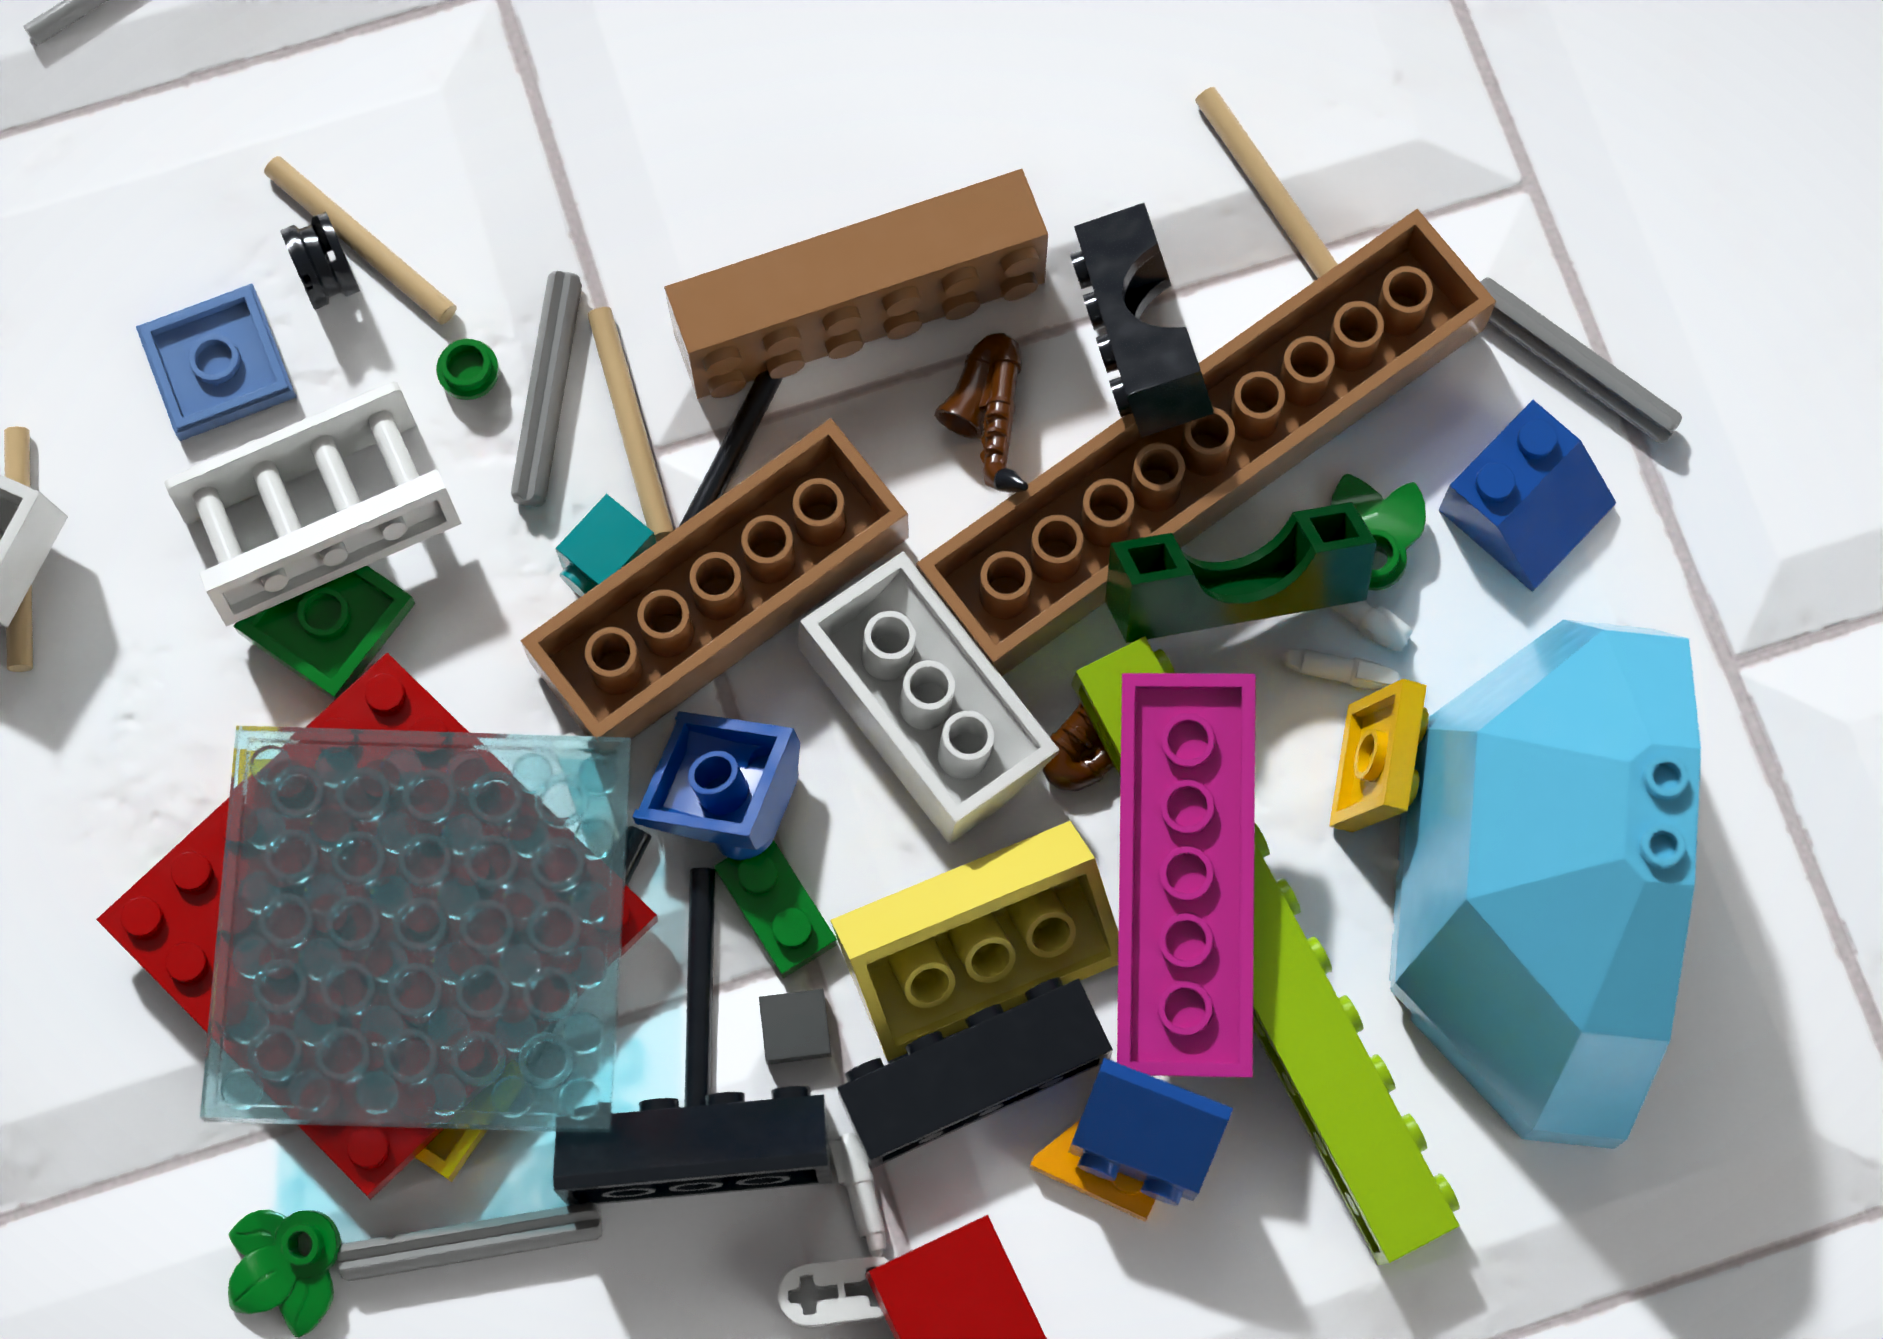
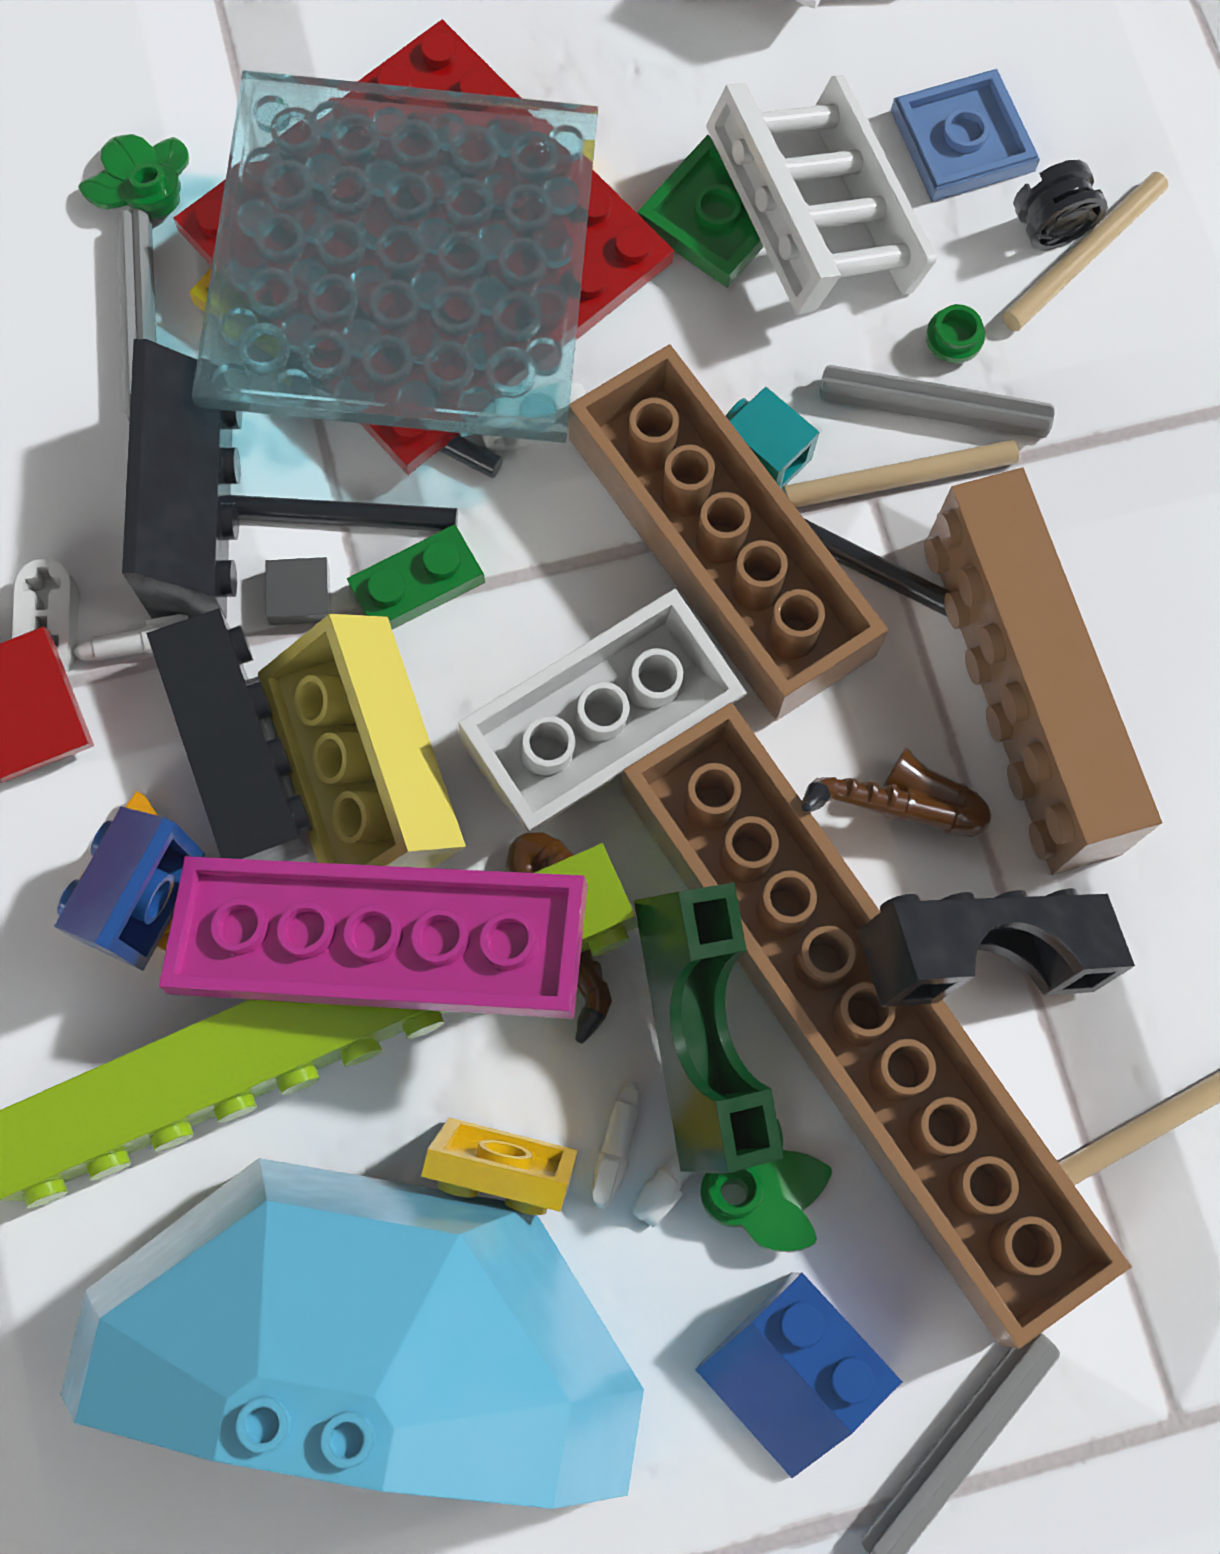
camera: 90 degrees right, 0 degrees up
(723, 783) = (527, 528): blue slope -> none

